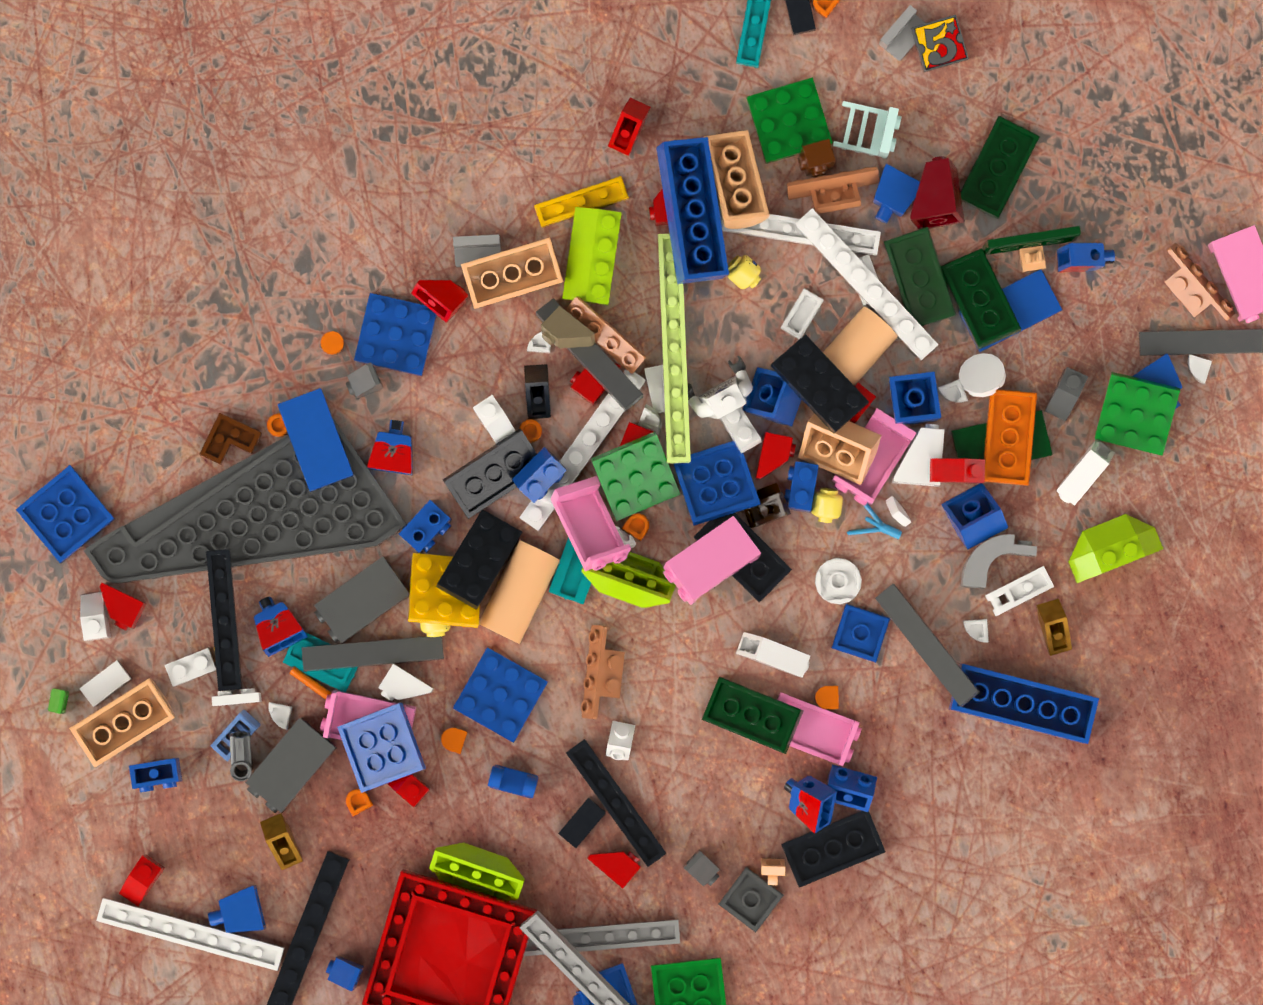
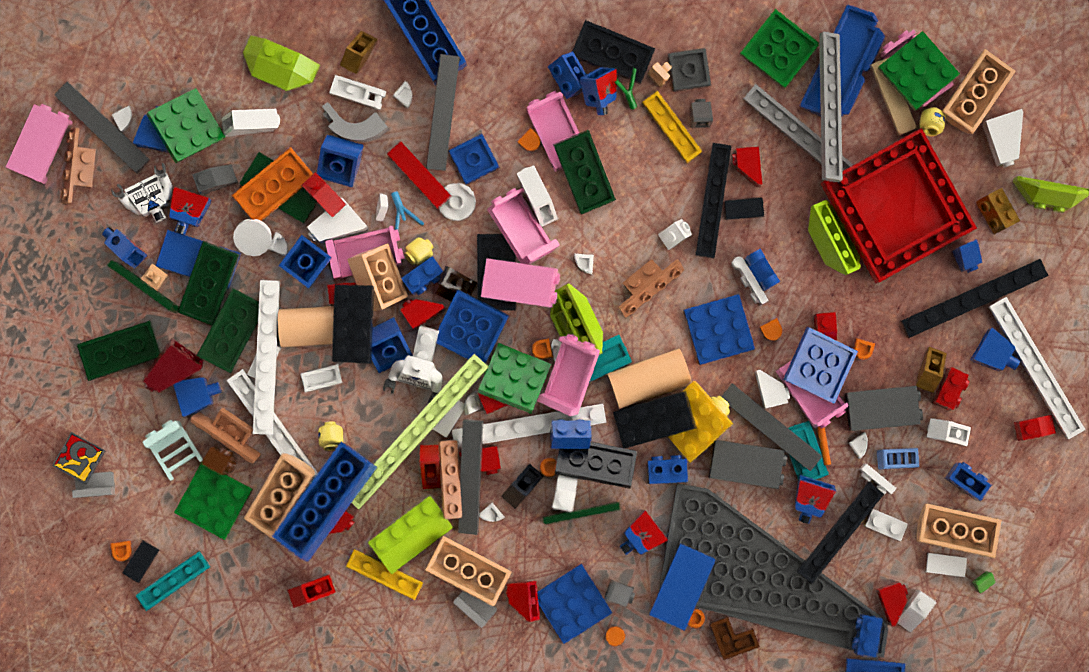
camera: 135 degrees left, 0 degrees up
(115, 553) = (867, 635): none -> blue brick
(213, 801) = (948, 432): none -> white slope
(240, 754) = (907, 443): dark grey piece -> none
(248, 840) = (950, 389): none -> red brick
(463, 417) = (580, 513): none -> dark green tile
(516, 762) = (750, 281): none -> white plate
(566, 331) = (470, 504): dark tan slope -> none
(633, 330) = (430, 466): none -> red slope
(674, 638) = (584, 262): none -> white tile
(716, 833) = (672, 127): none -> yellow tile
(759, 612) = (521, 227): none -> bright pink panel
(783, 824) = (628, 93): none -> green plant
(893, 571) = (419, 175): none -> red tile
(1062, 344) = (187, 209): none -> torso
(1108, 322) = (148, 195): none -> white torso

